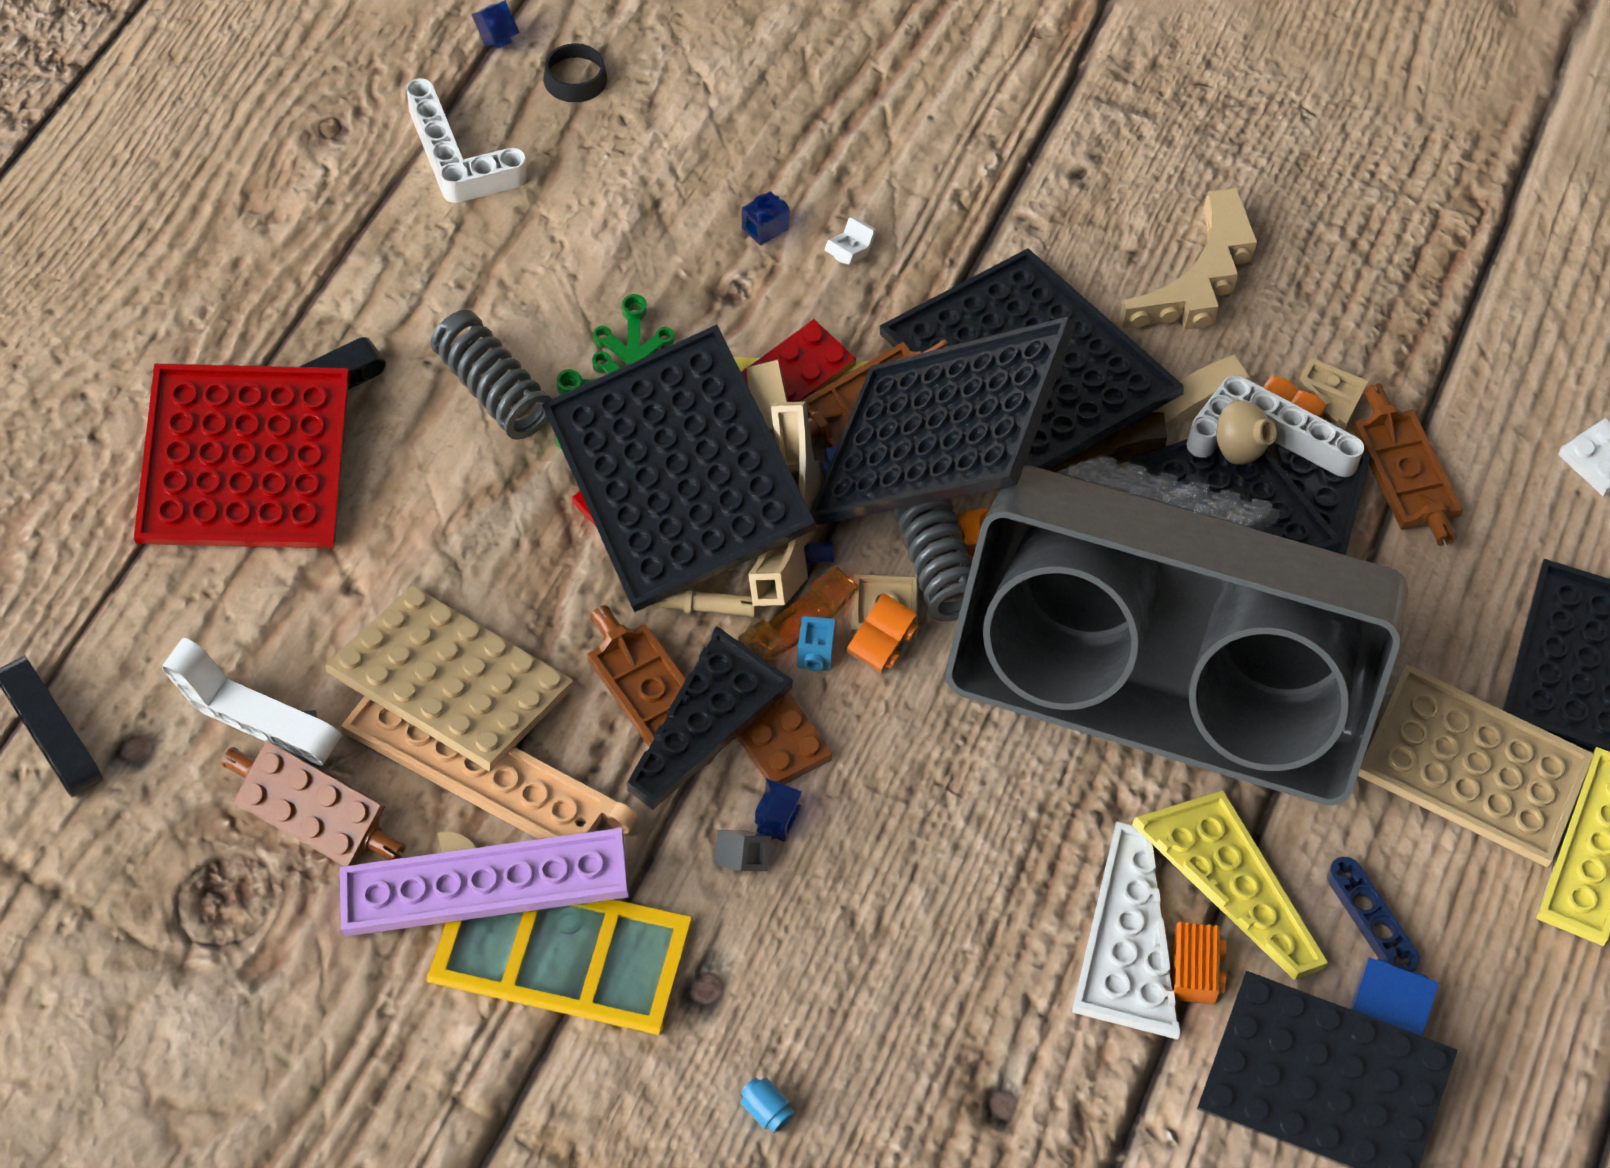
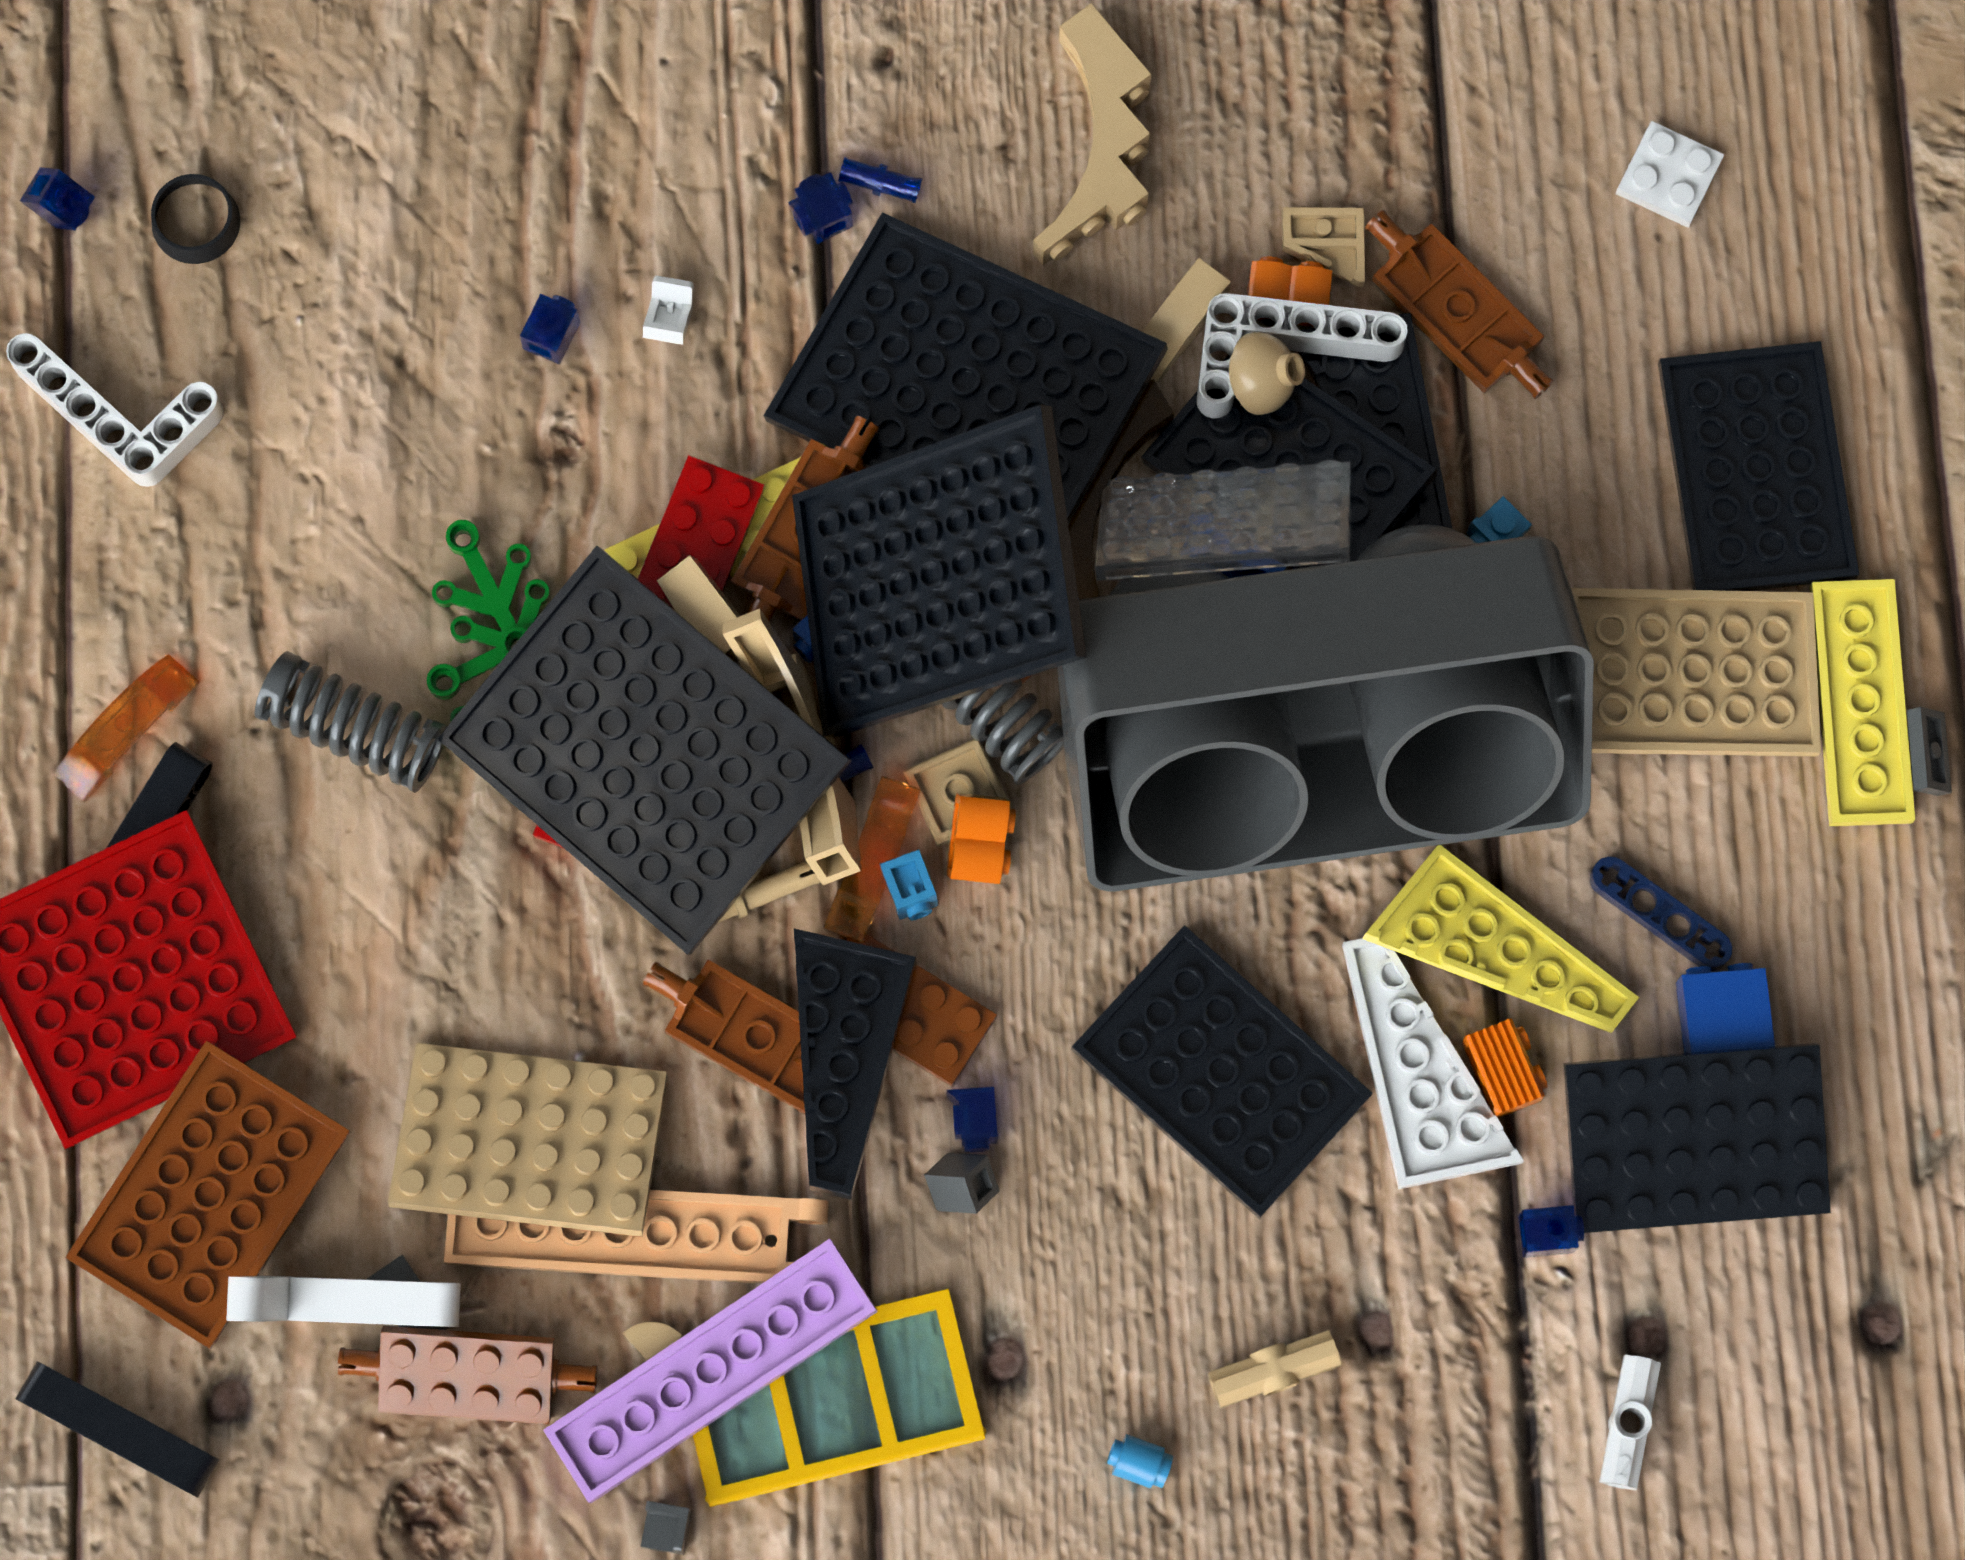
camera: 25 degrees left, 20 degrees up
(223, 594) = (207, 1193): none -> dark orange plate
(341, 315) = (123, 724): none -> clear orange slope
(388, 976) = (666, 1528): none -> dark grey panel
(907, 1089) = (1274, 1369): none -> tan piece
(978, 869) = (1221, 1071): none -> black plate
(988, 230) = (822, 207): none -> clear blue brick
(1037, 232) = (880, 179): none -> clear blue pin
(1175, 1091) = (1550, 1231): none -> clear blue brick

